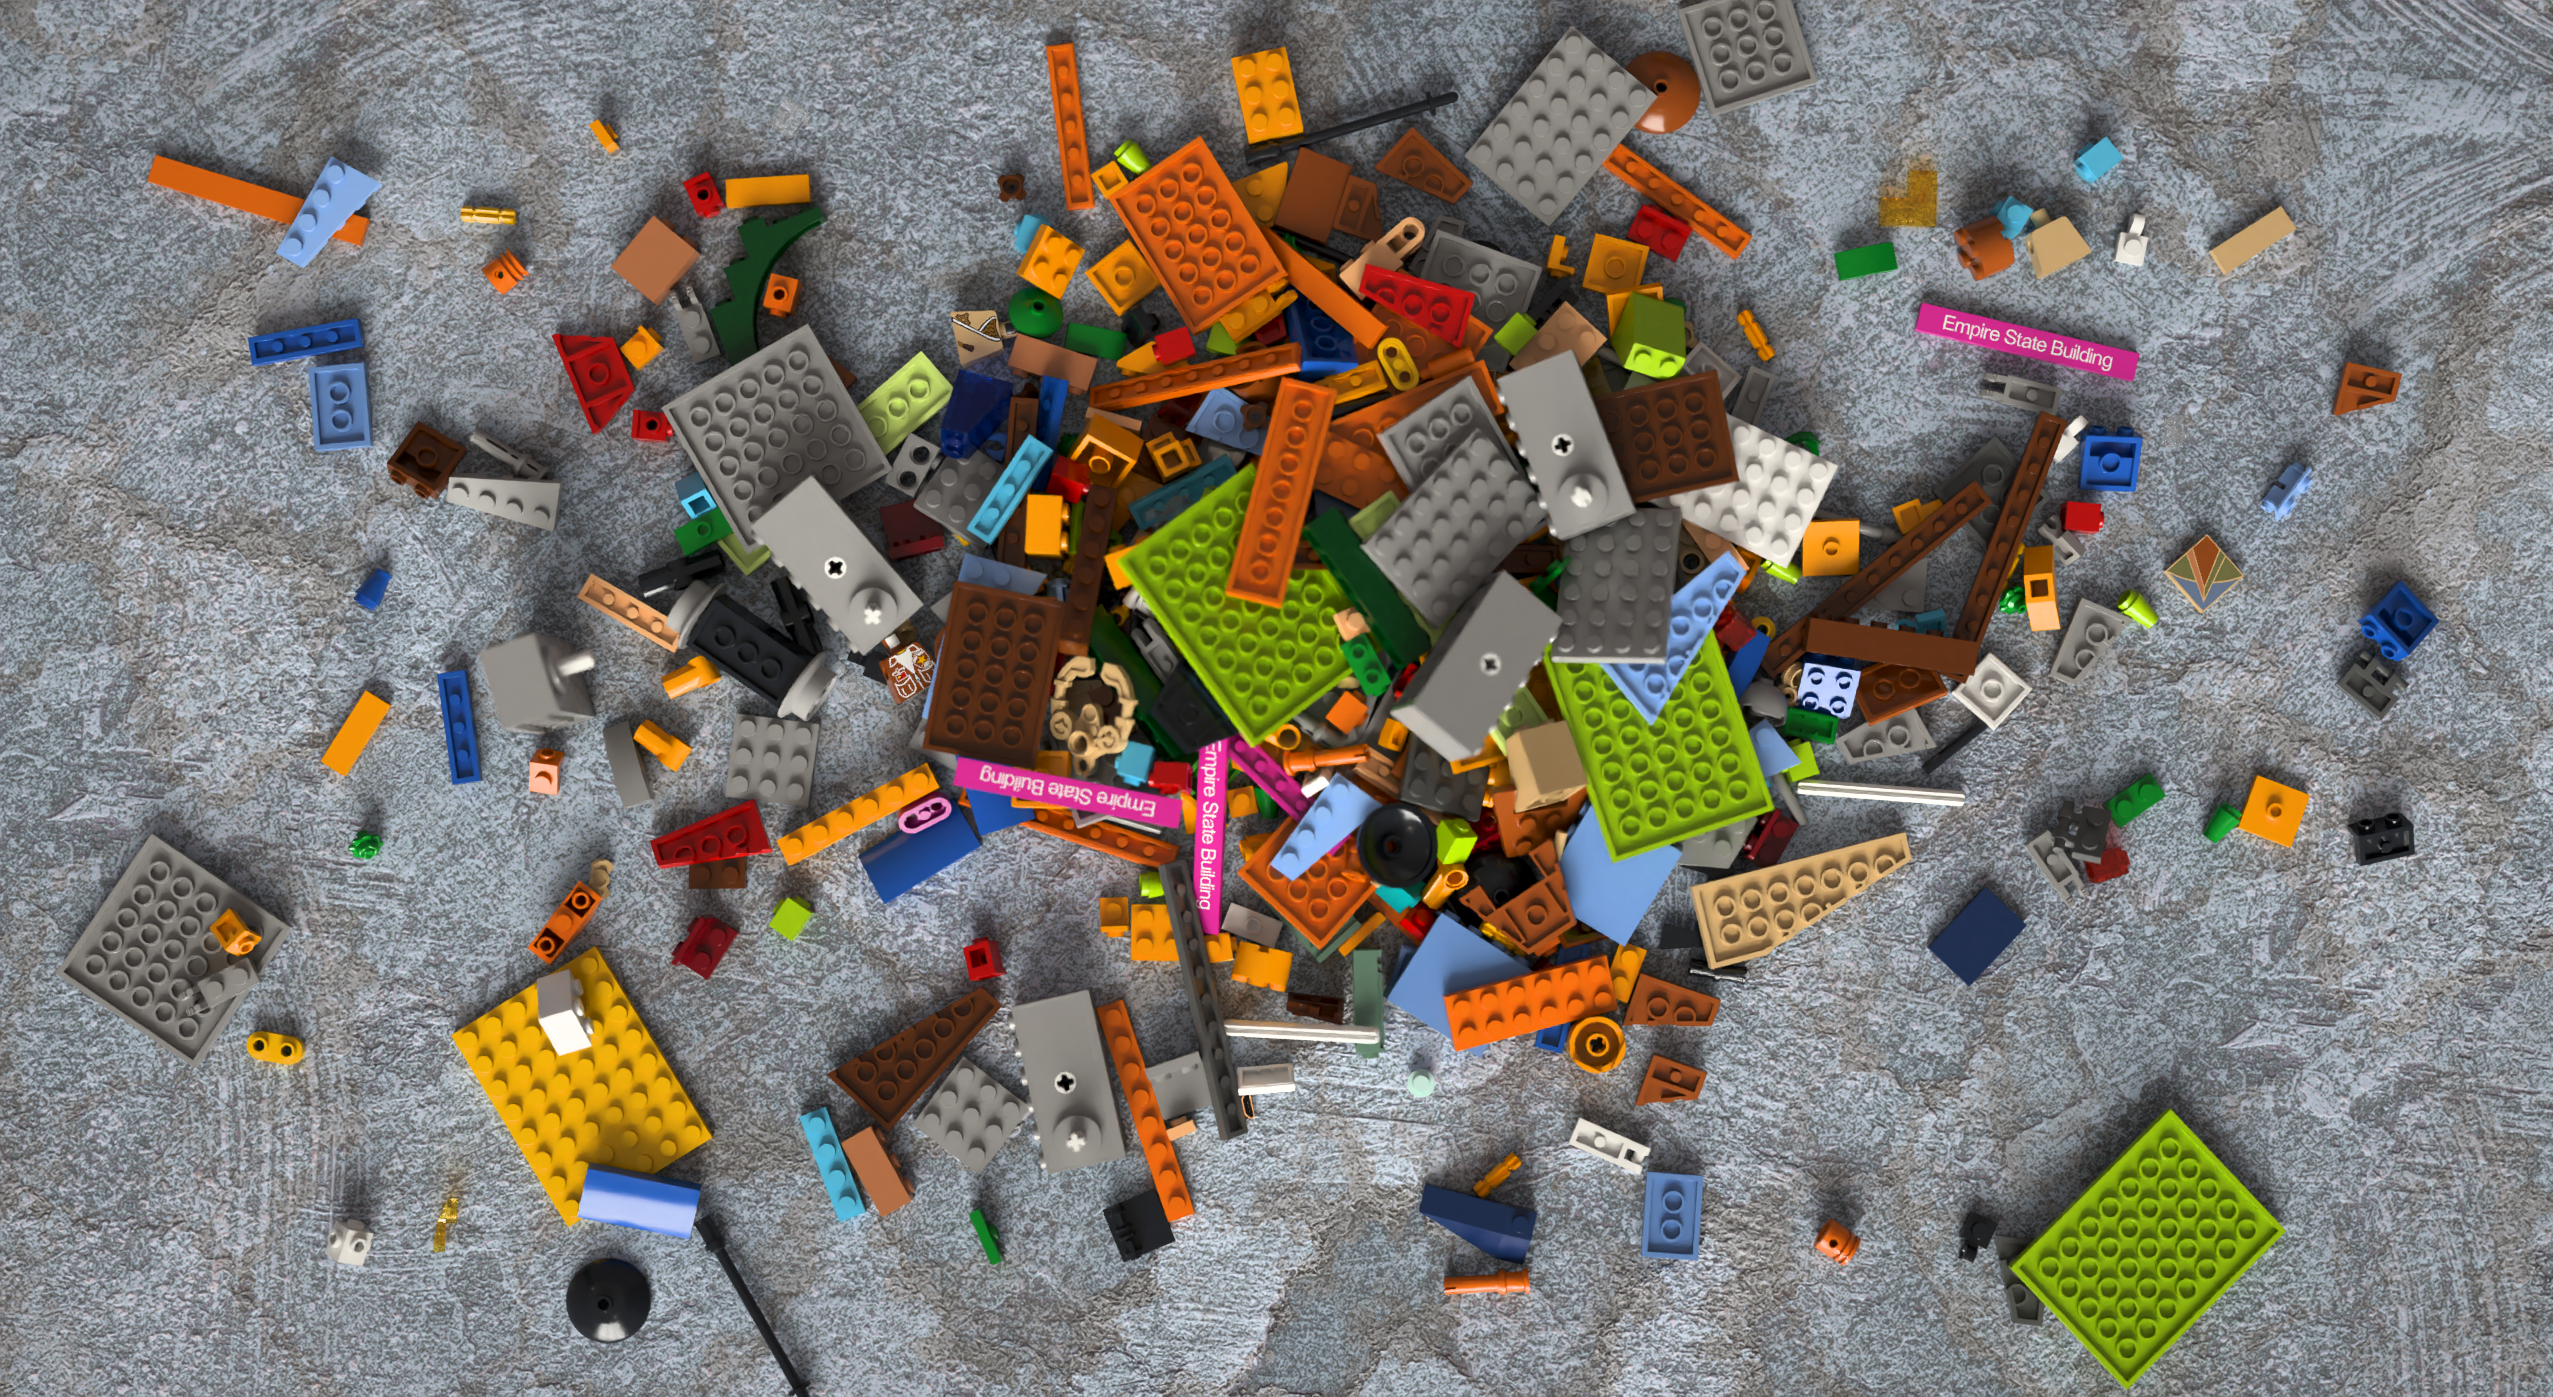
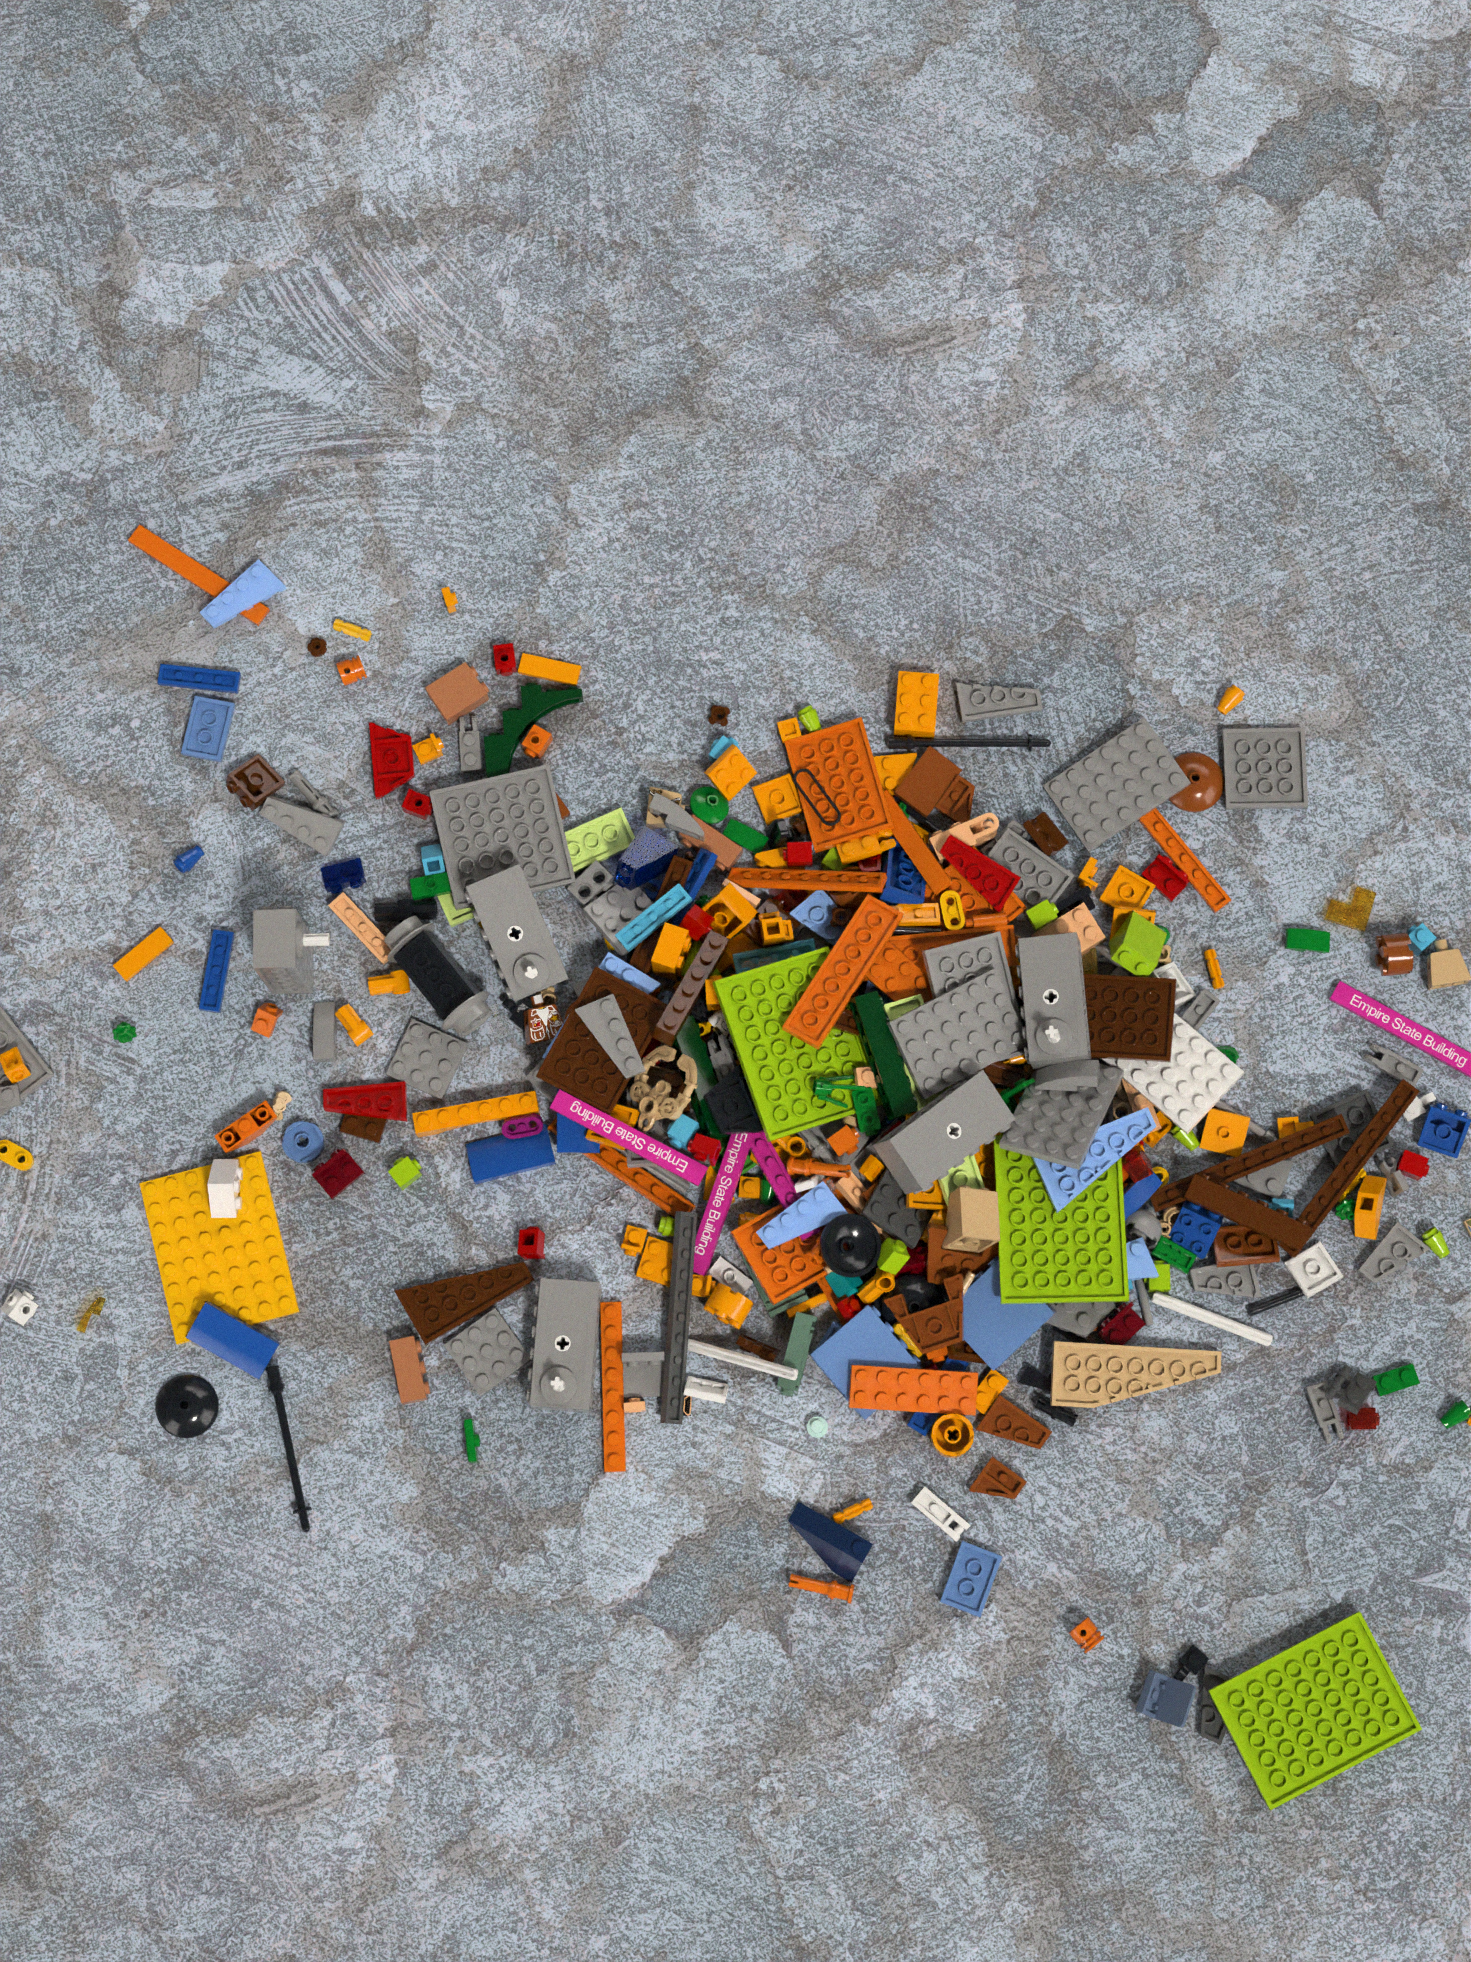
camera: 20 degrees right, 10 degrees down
(456, 255) = (322, 647): none -> reddish brown plate
(585, 550) = (343, 875): none -> clear blue bracket
(646, 900) = (314, 1145): none -> medium blue plate
(796, 615) = (476, 961): black piece -> none
(833, 1164) = (378, 1357): medium azure plate -> none
(910, 532) = (574, 930): dark red bracket -> none
(998, 344) = (676, 817): none -> light grey slope
(1001, 660) = (609, 1028): none -> light grey wing
(1070, 127) = (772, 686): orange tile -> none
(1138, 1225) = (582, 1468): black hinge -> none
(1164, 307) = (800, 827): none -> reddish brown plate
(1182, 253) = (809, 801): none -> black piece
(1302, 654) = (824, 1086): none -> green plant
(1363, 63) = (988, 702): none -> light grey wing
(1424, 168) = (1012, 785): dark orange wing -> none
(1487, 221) = (1046, 834): none -> reddish brown bracket
(1613, 540) = (1068, 1075): none -> light grey slope
(1960, 1292) = (1166, 1699): none -> sand blue bracket
(1976, 936) = (1253, 1444): dark blue tile -> none

